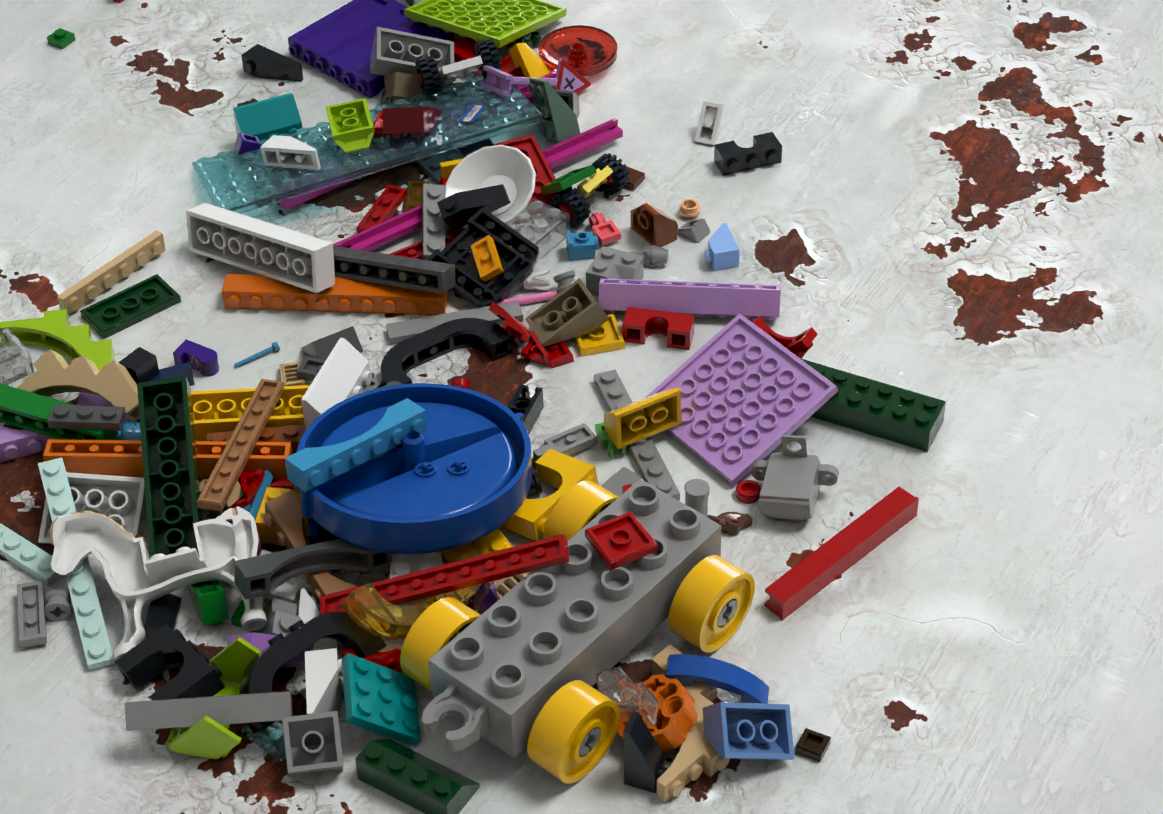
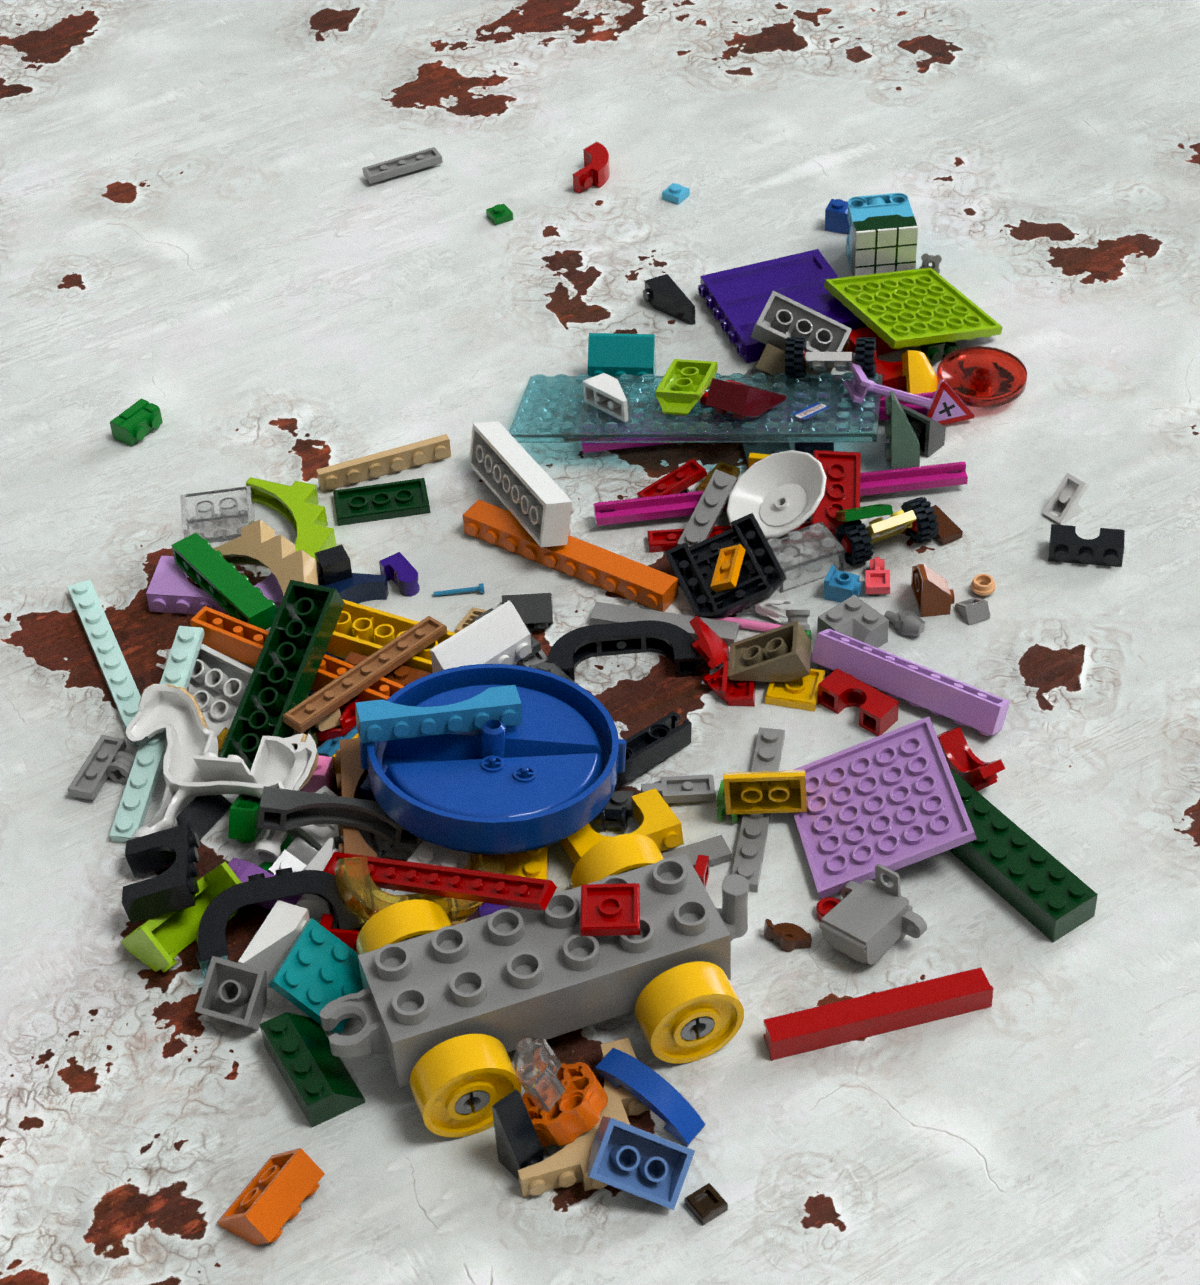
camera: 30 degrees right, 0 degrees up
(86, 417) = (246, 597): dark grey plate -> none
(222, 709) = (160, 921): light grey tile -> none
(246, 143) = (585, 371): dark purple slope -> none
(393, 270) = (623, 545): dark grey brick -> none
(460, 382) = (622, 690): red hinge -> none
(463, 205) = (734, 504): black slope -> none
(722, 249) = (983, 640): light blue slope -> none

